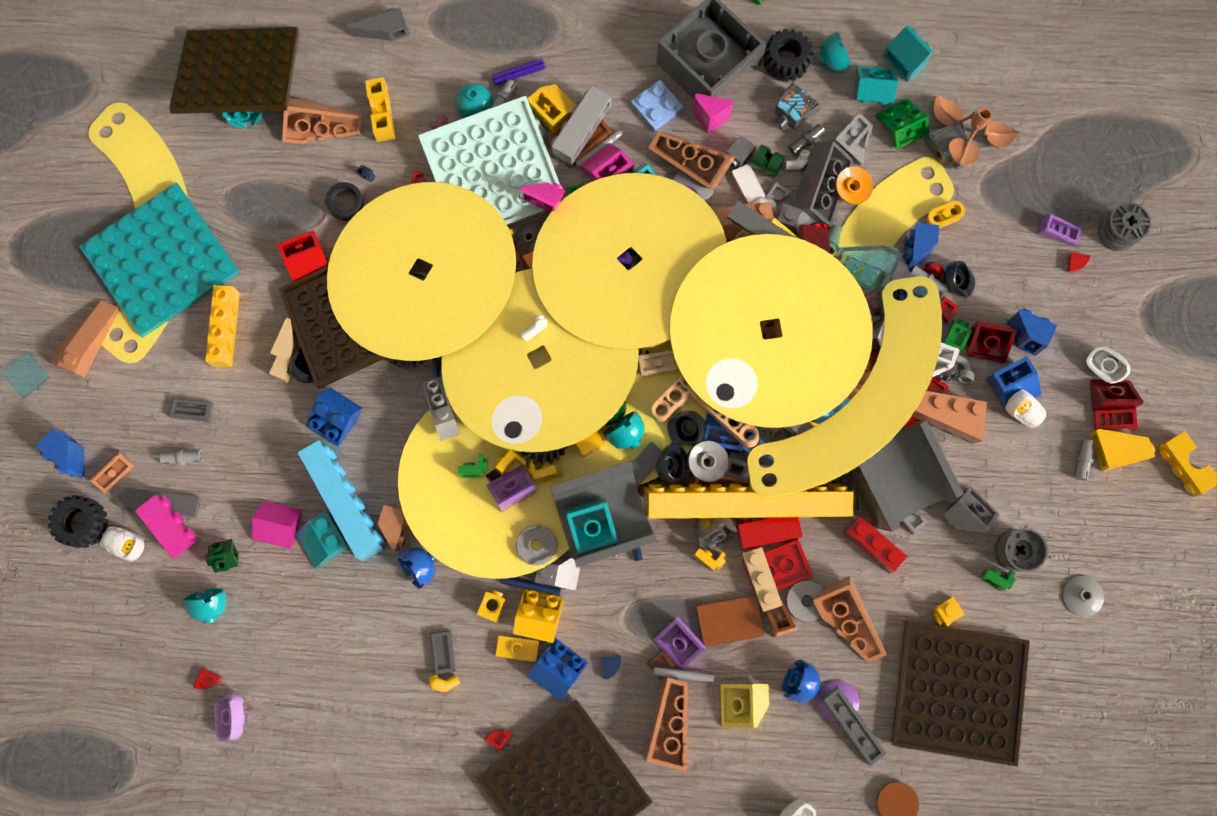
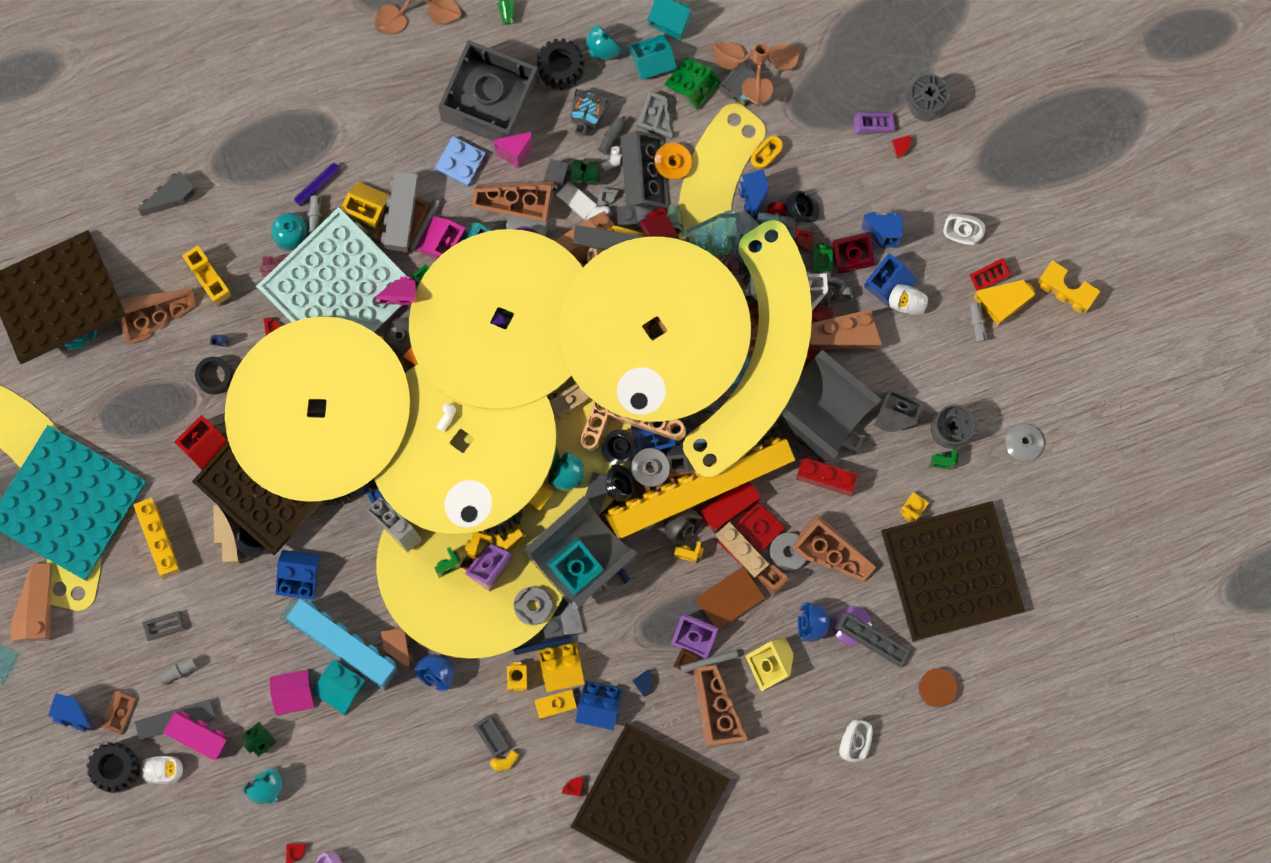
camera: 25 degrees left, 0 degrees up
(1114, 396) = (980, 254): dark red slope -> none

